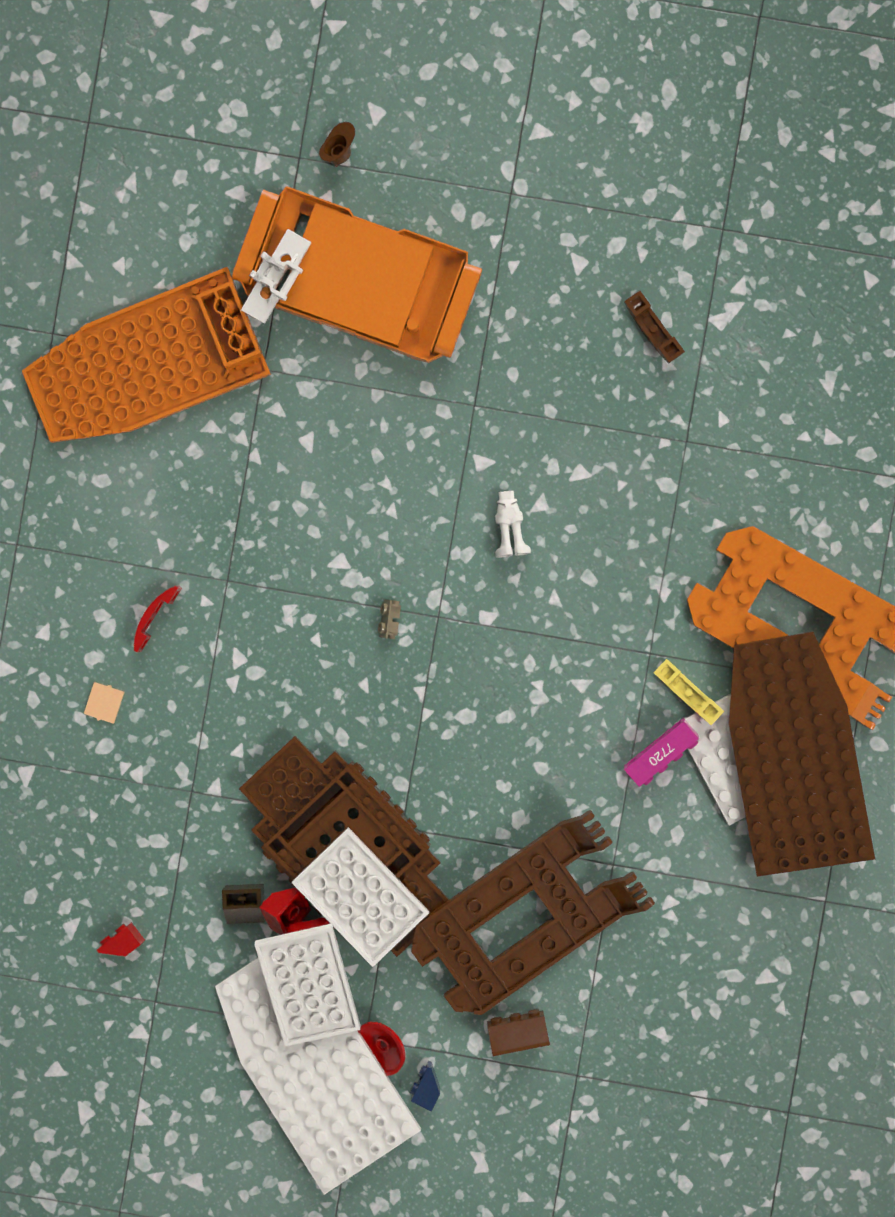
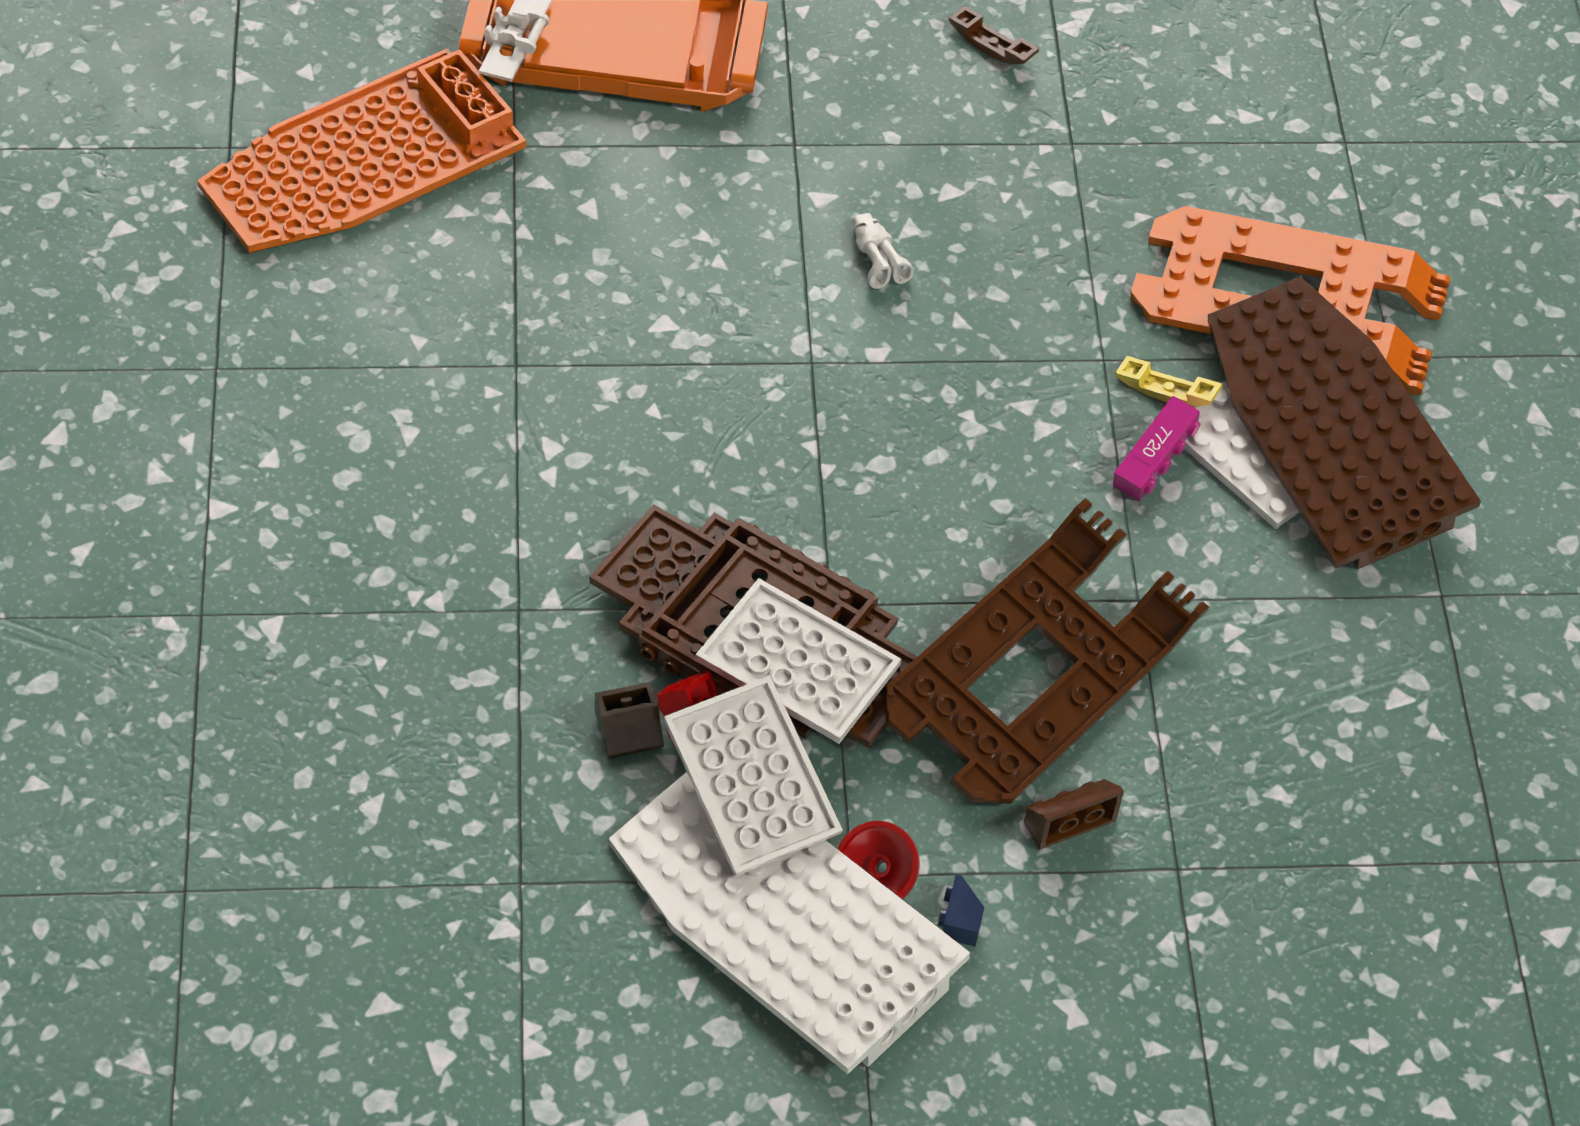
camera: 15 degrees left, 35 degrees down
(104, 702) = (371, 524): light nougat piece -> none
(123, 942) = (456, 803): red slope -> none
(141, 636) = (437, 387): red slope -> none
(389, 610) = (745, 360): dark tan hinge -> none

